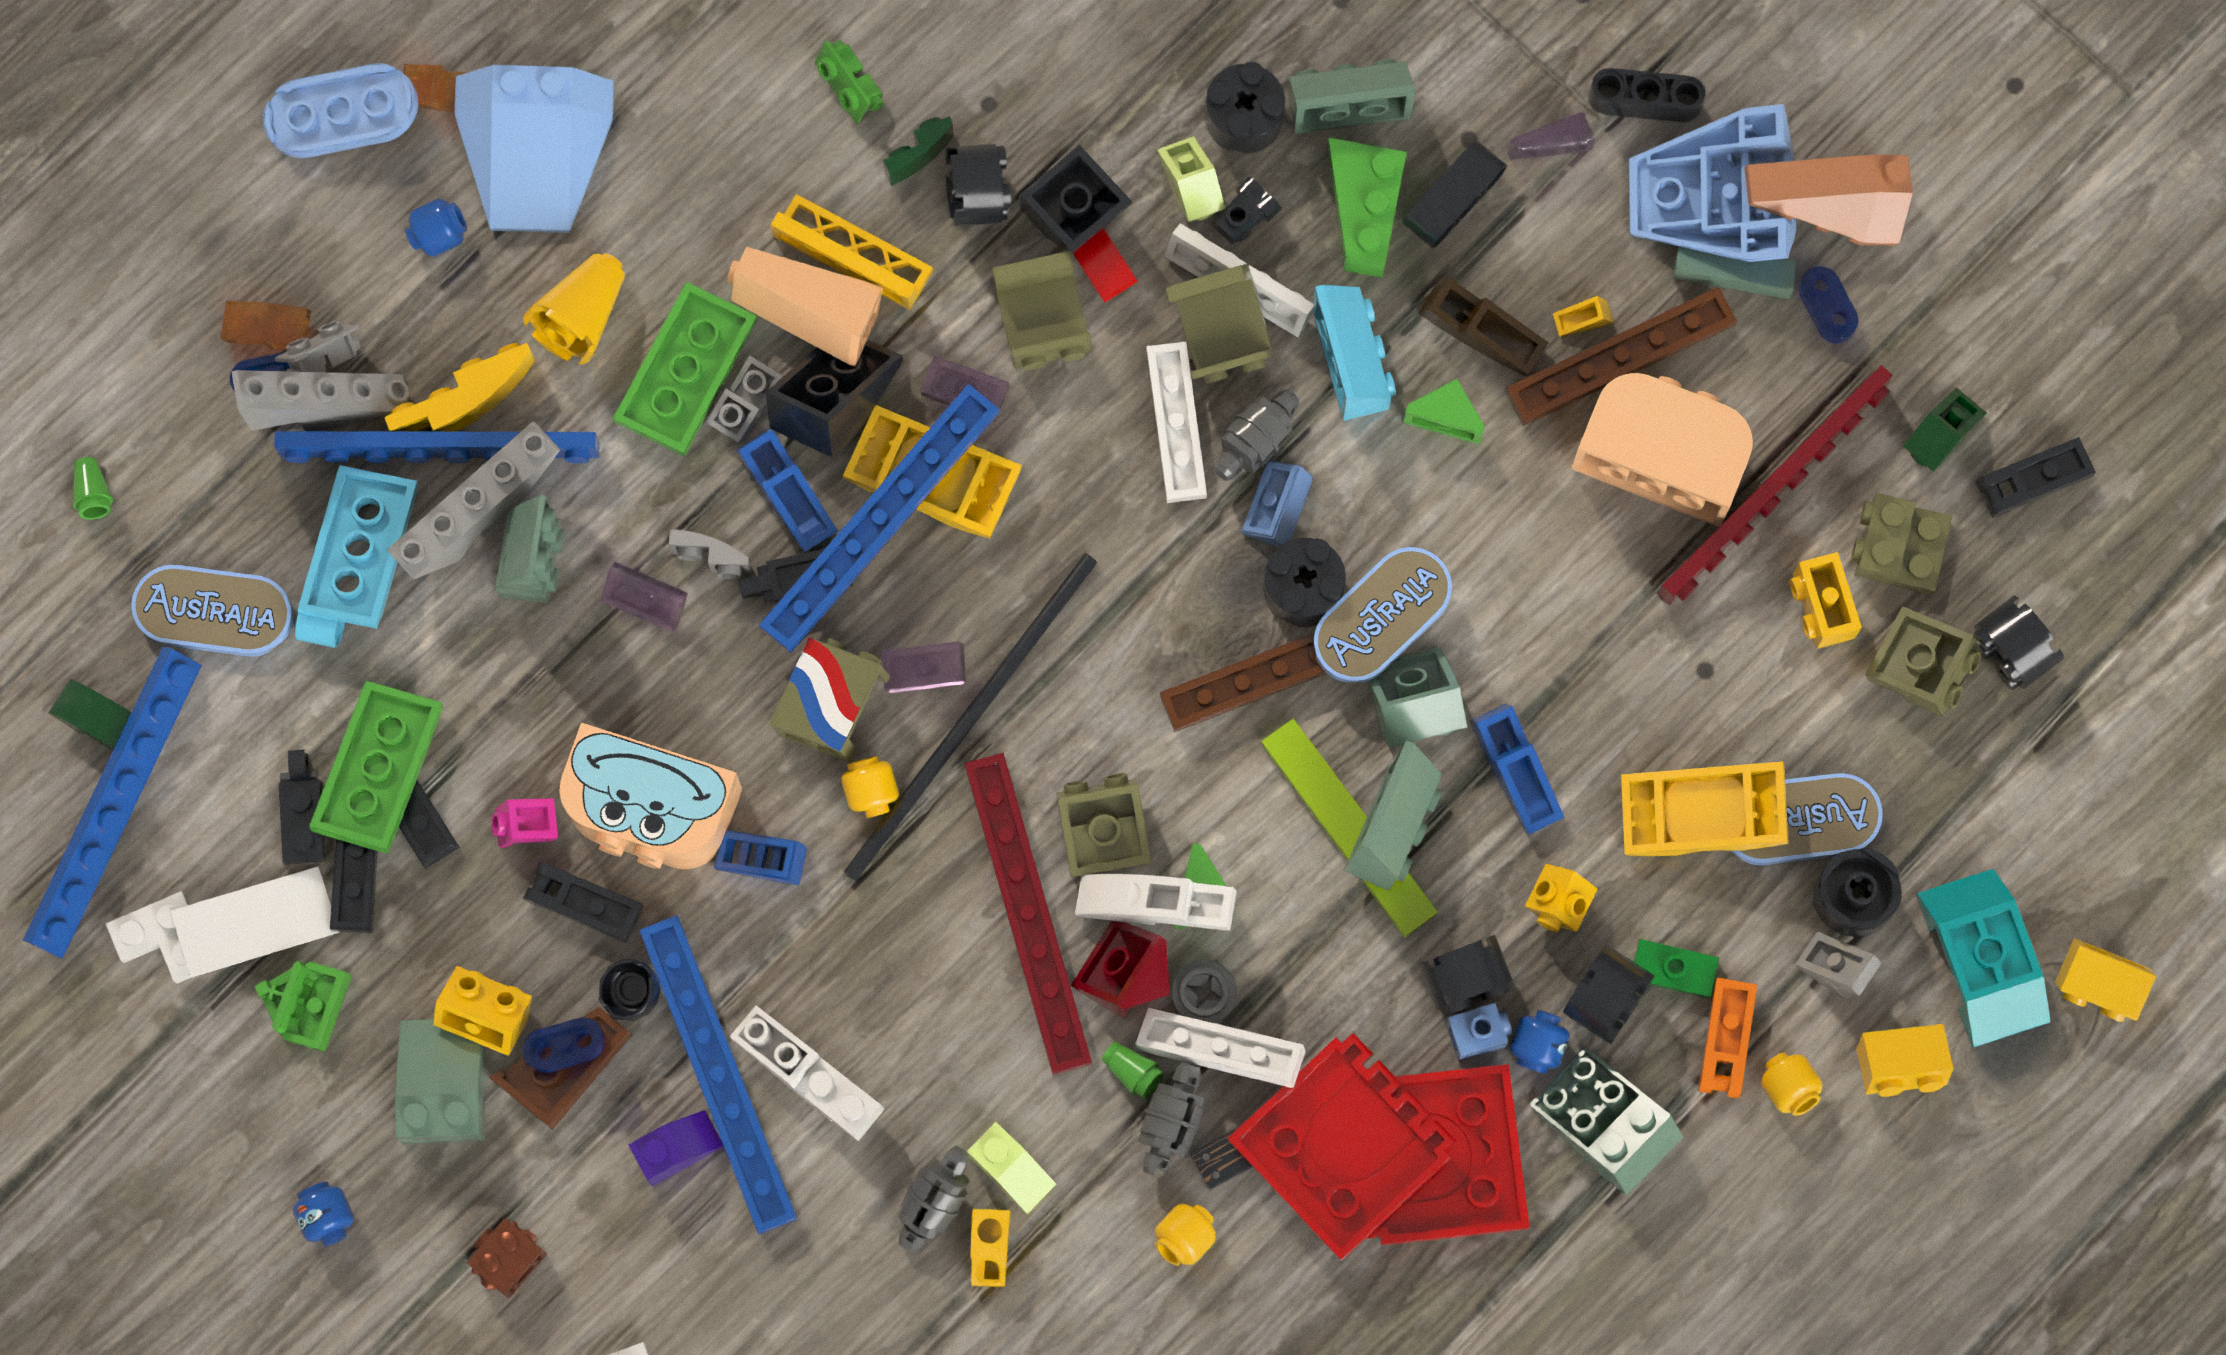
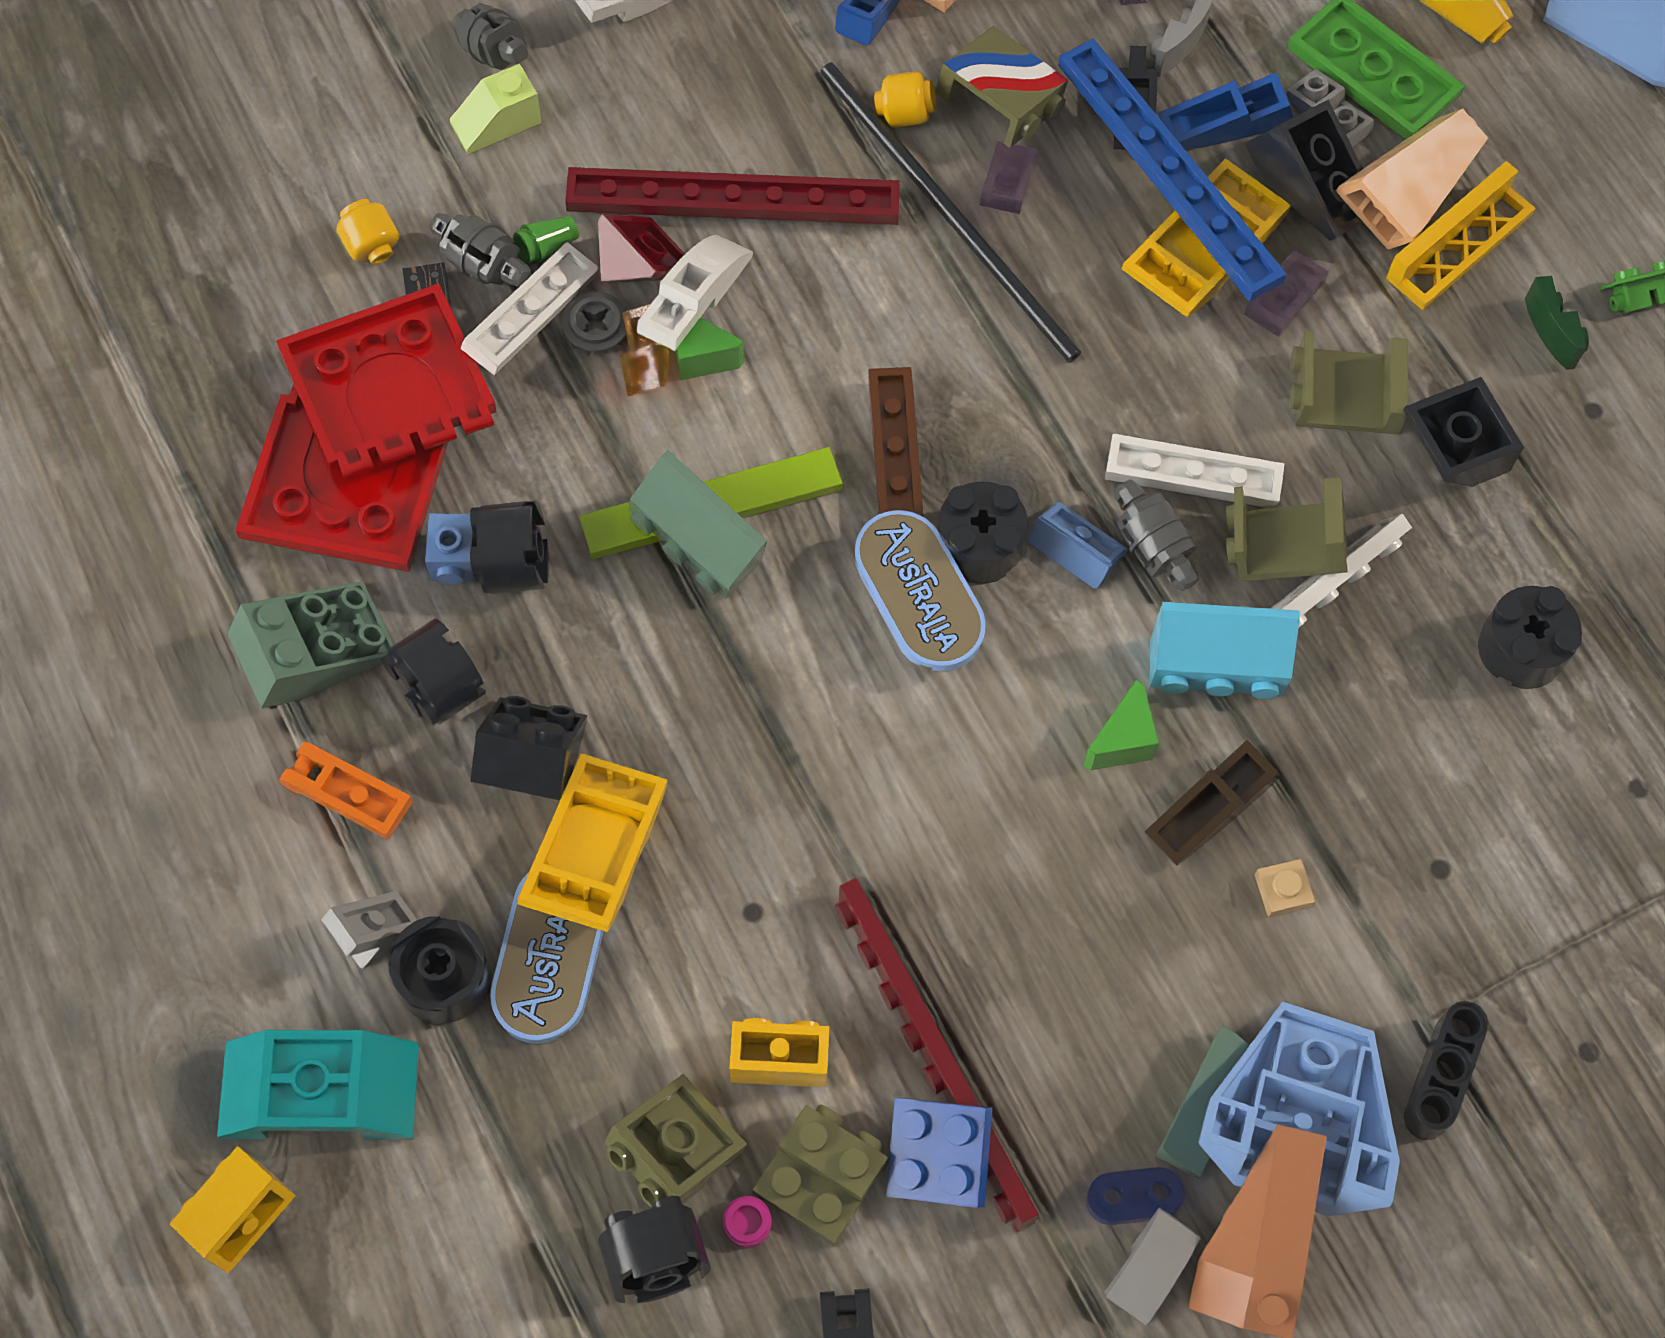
camera: 105 degrees right, 10 degrees down
(976, 184) = (1504, 350): black brick -> none
(989, 1247) = (432, 74): yellow leg -> none
(1103, 825) = (795, 279): olive plate -> none
(1105, 266) = (1387, 452): red slope -> none
(1192, 179) = (1460, 562): yellowish green slope -> none
(1204, 943) = (647, 361): none -> clear orange slope
(1252, 205) = (1409, 603): black plate -> none
(1350, 96) = (1520, 745): sand green slope -> none
(1365, 197) = (1388, 723): bright green wedge -> none
(1417, 698) = (821, 601): sand green slope -> none
(1454, 194) = (1377, 823): black beam -> none
(1517, 768) = (713, 676): blue slope -> none
(1533, 254) = (1284, 888): none -> tan plate
(1540, 1042) = (415, 599): blue head -> none
(1558, 138) = (1417, 958): clear purple slope -> none
(1560, 898) = (555, 667): yellow brick -> none
(1583, 316) = (1197, 919): yellow piece -> none
(1620, 355) = (1138, 940): reddish brown plate -> none
(1637, 896) = (527, 747): none -> black slope
(1666, 445) = (1014, 937): light nougat brick -> none
(1677, 968) = (439, 766): green plate -> none
(1792, 1083) = (267, 833): yellow head -> none
(1858, 454) = (939, 1152): none -> plate
(1876, 271) = (1153, 1266): none -> light grey slope
(1904, 1060) = (239, 955): yellow brick -> none
(1944, 429) = (942, 1272): dark green slope -> none
(1958, 590) = (747, 1222): none -> dark pink tile

